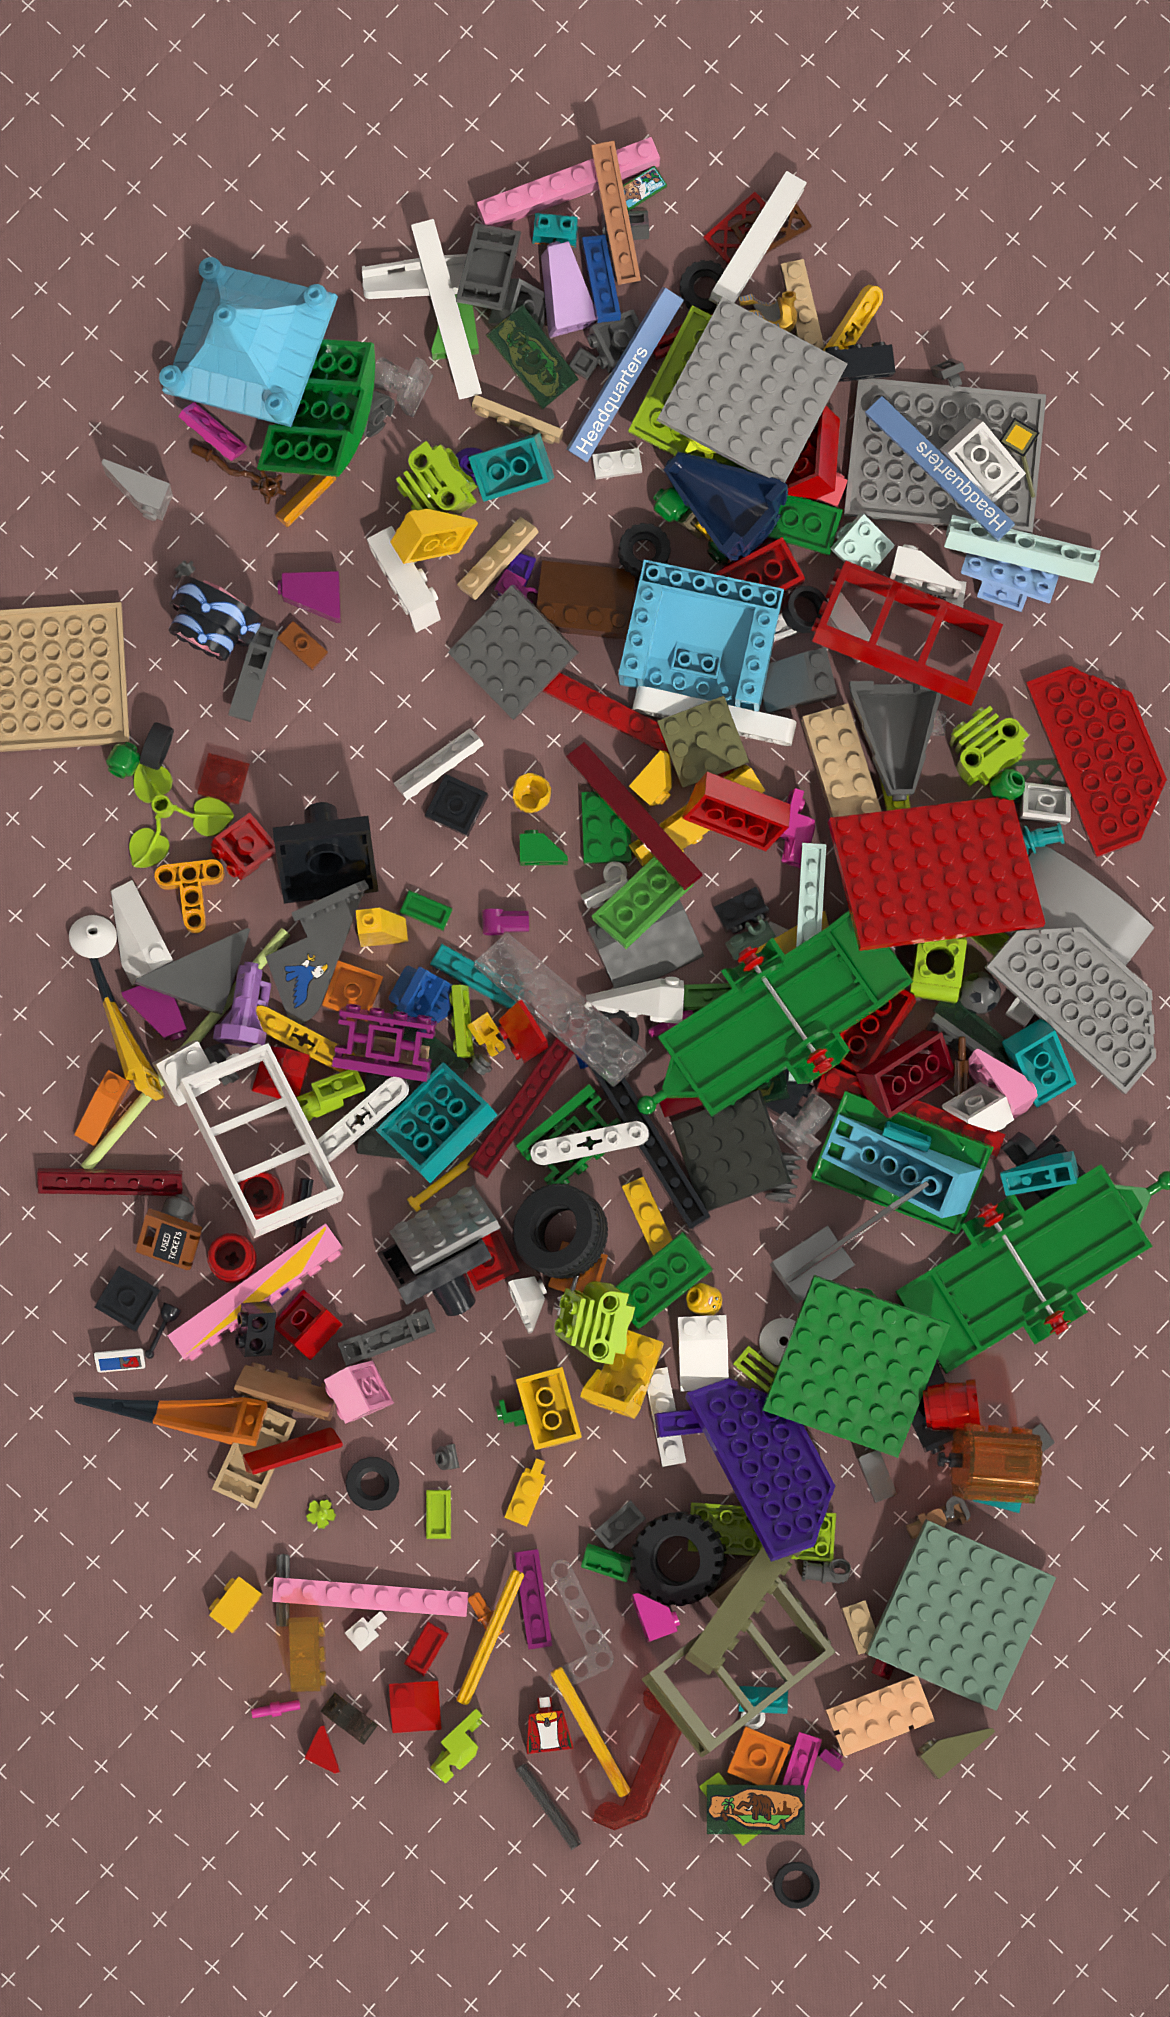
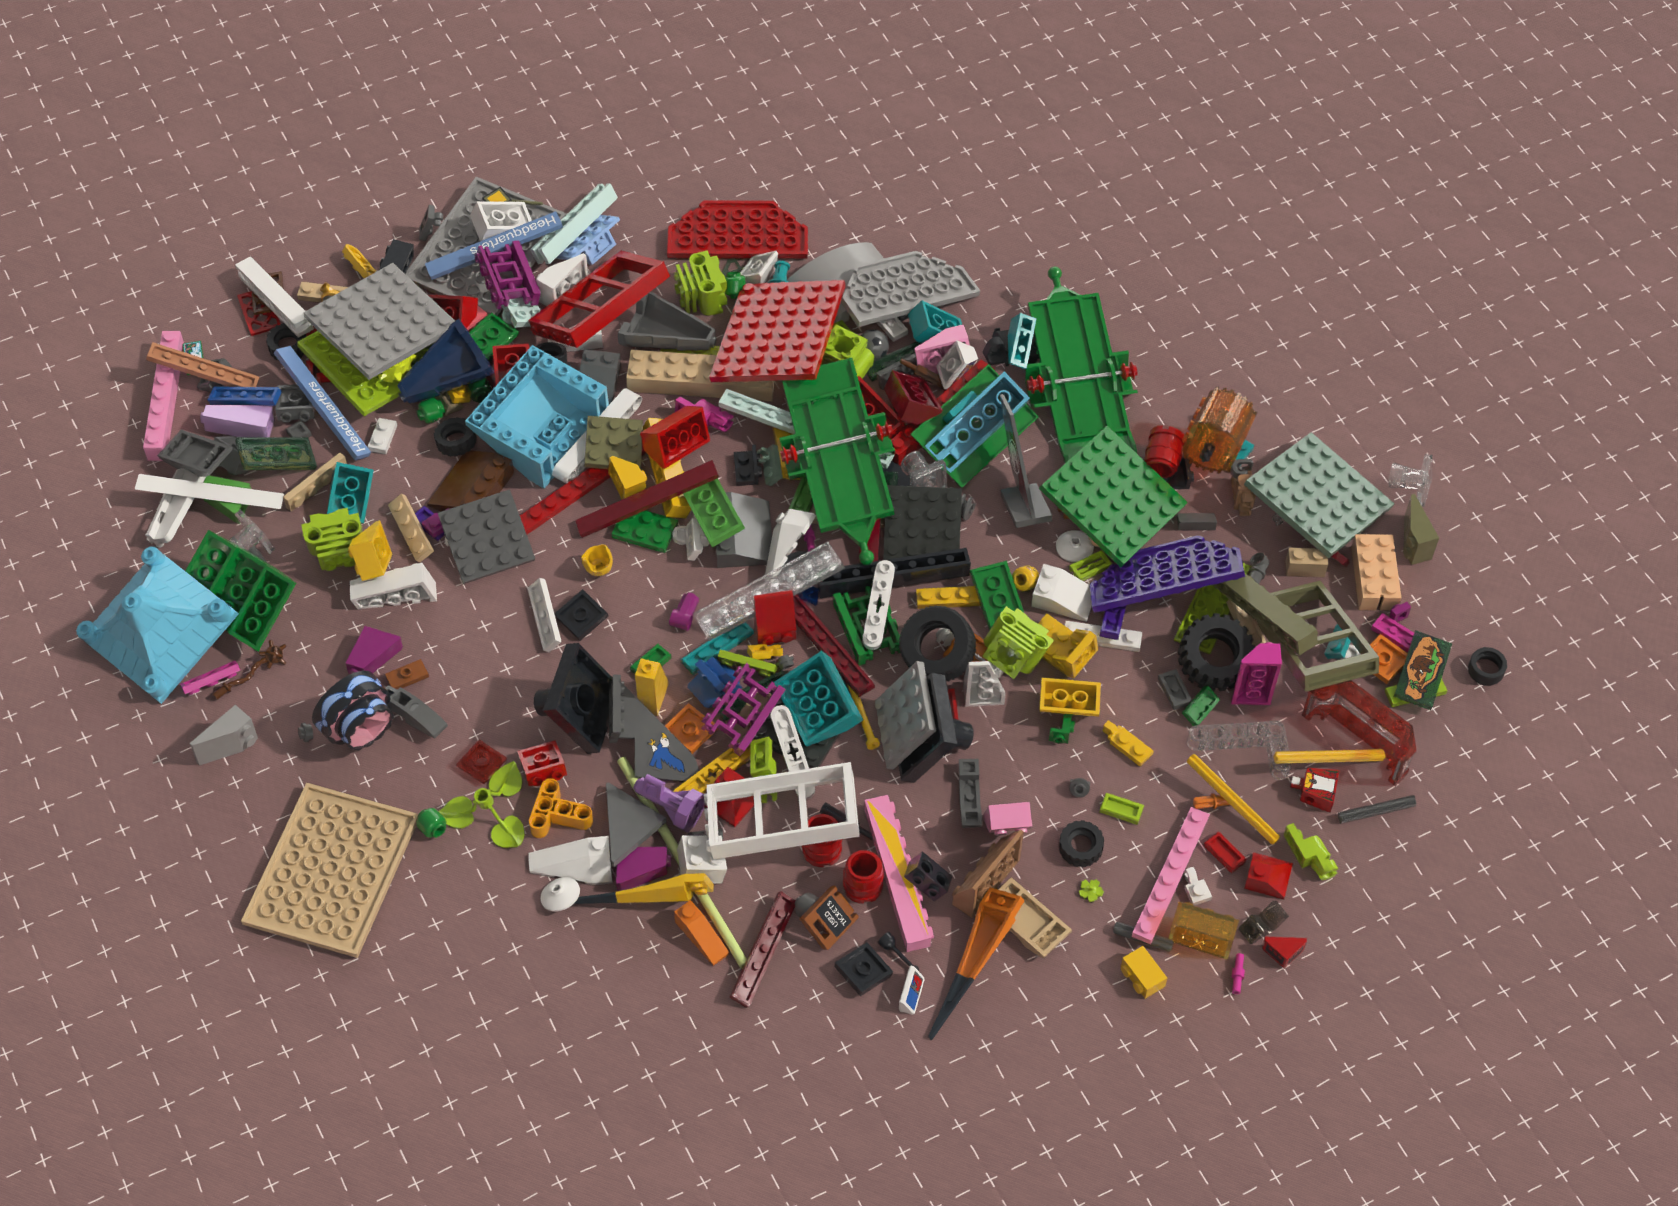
camera: 65 degrees left, 25 degrees down
(156, 745) = (433, 792): black tyre -> none
(291, 1451) = (1035, 886): red slope -> none
(304, 499) = (294, 634): light orange slope -> none
(307, 1324) = (938, 842): red slope -> none
(533, 1600) = (1222, 766): magenta plate -> none
(539, 850) = (641, 572): green slope -> none
(555, 226) = (189, 412): teal hips -> none
(908, 519) = (520, 270): none -> magenta fence
(1036, 1723) = (1413, 478): none -> clear plant

